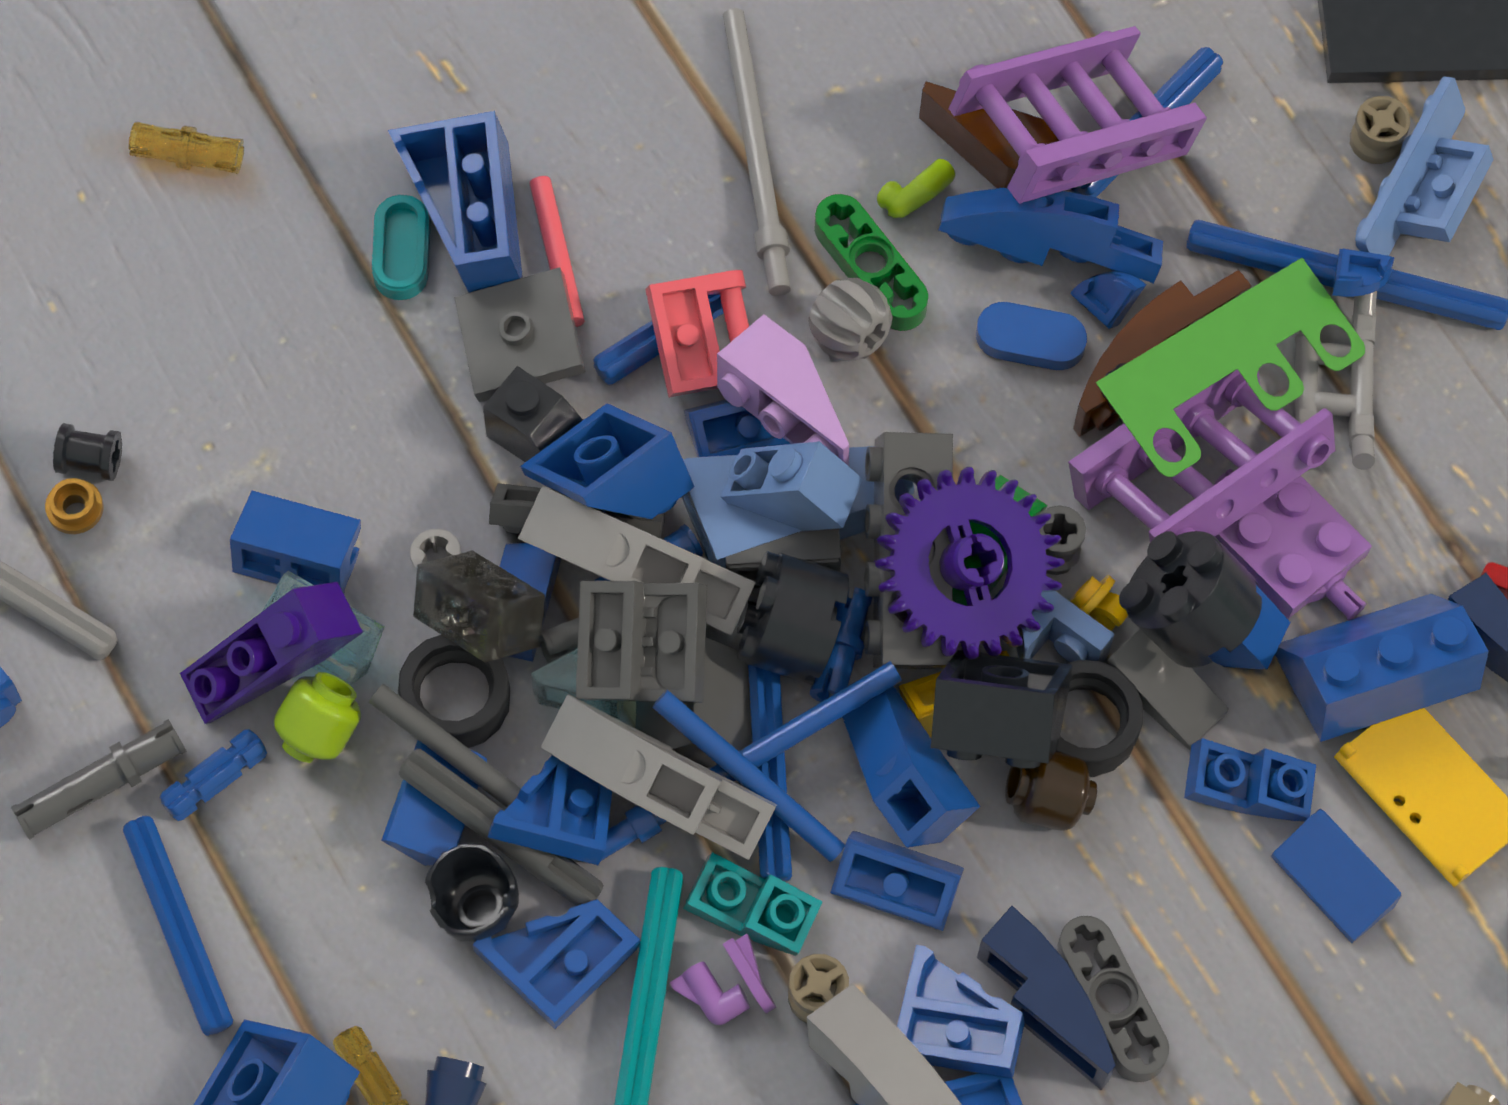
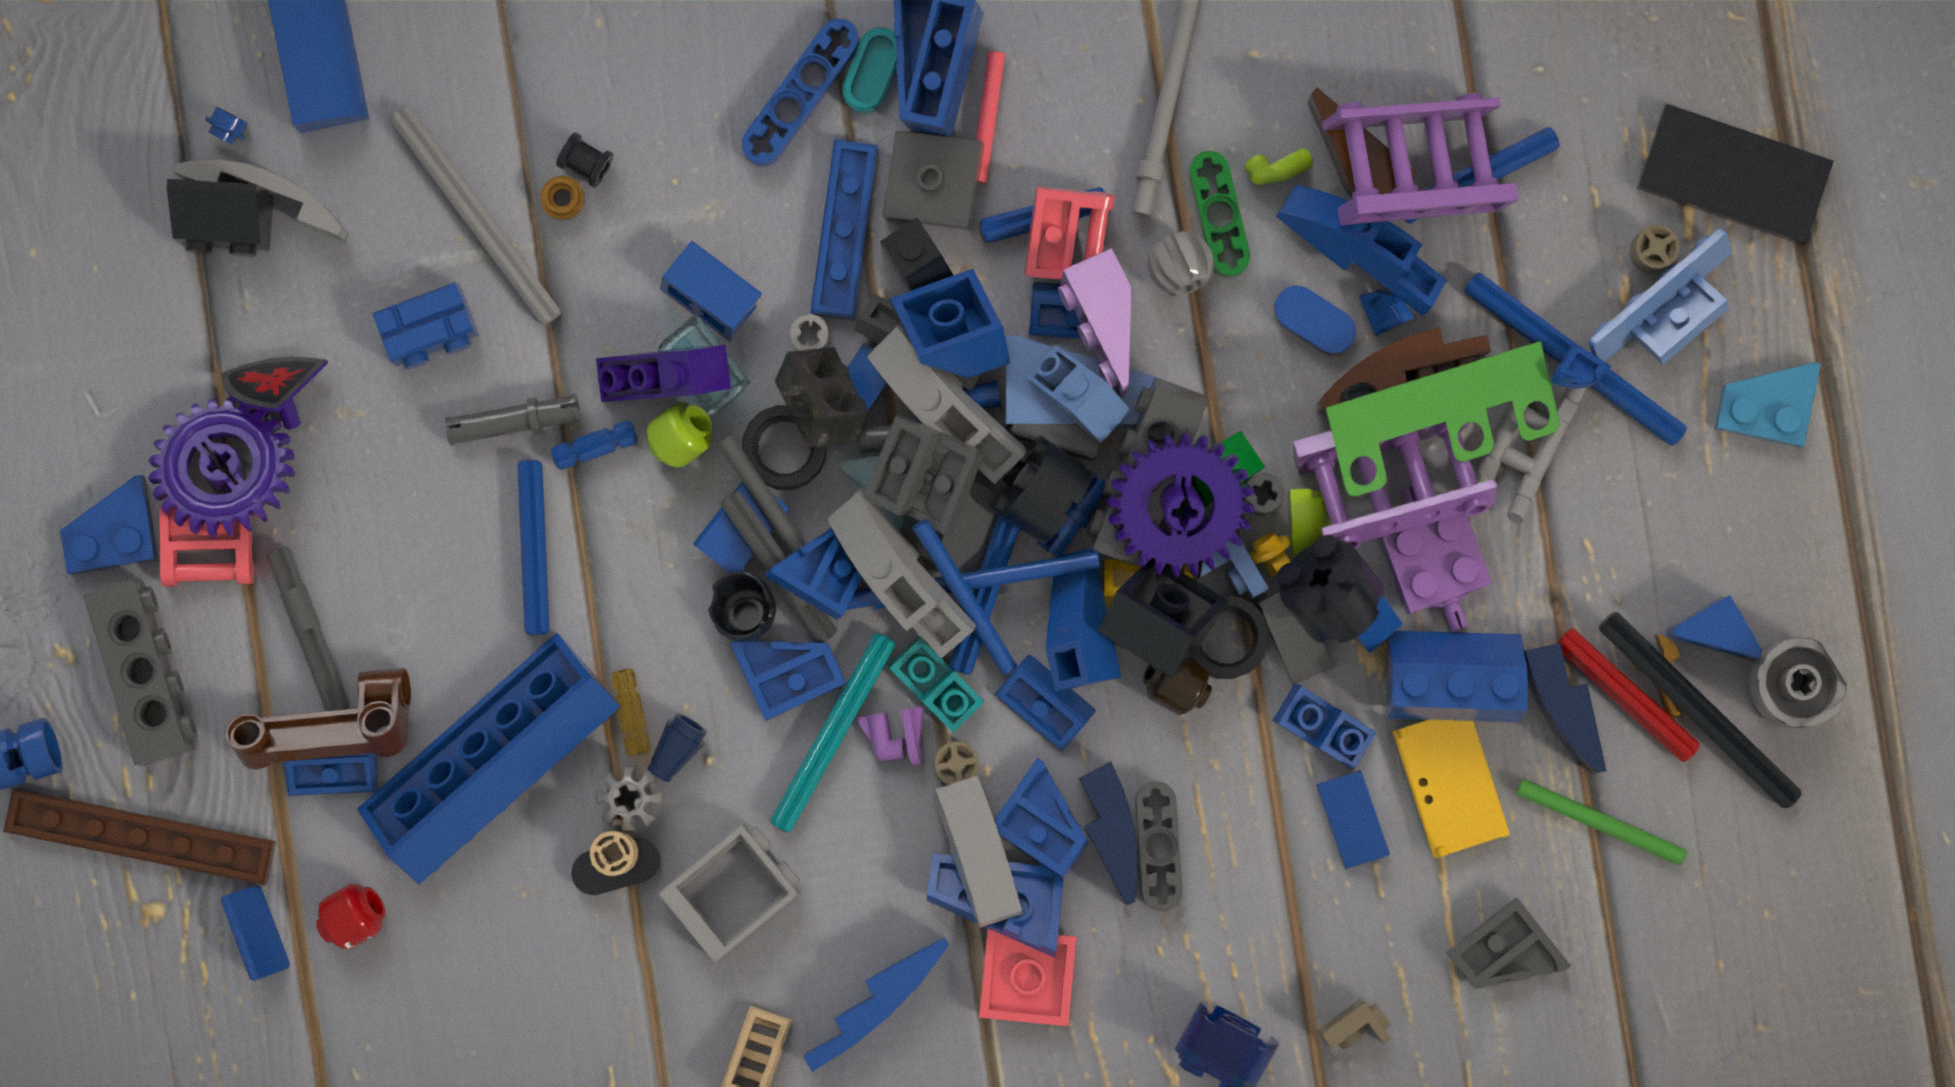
camera: 25 degrees right, 20 degrees up
(330, 298) = (804, 95): none -> blue beam
(434, 427) = (844, 229): none -> blue tile
(1116, 545) = (1305, 518): none -> lime brick

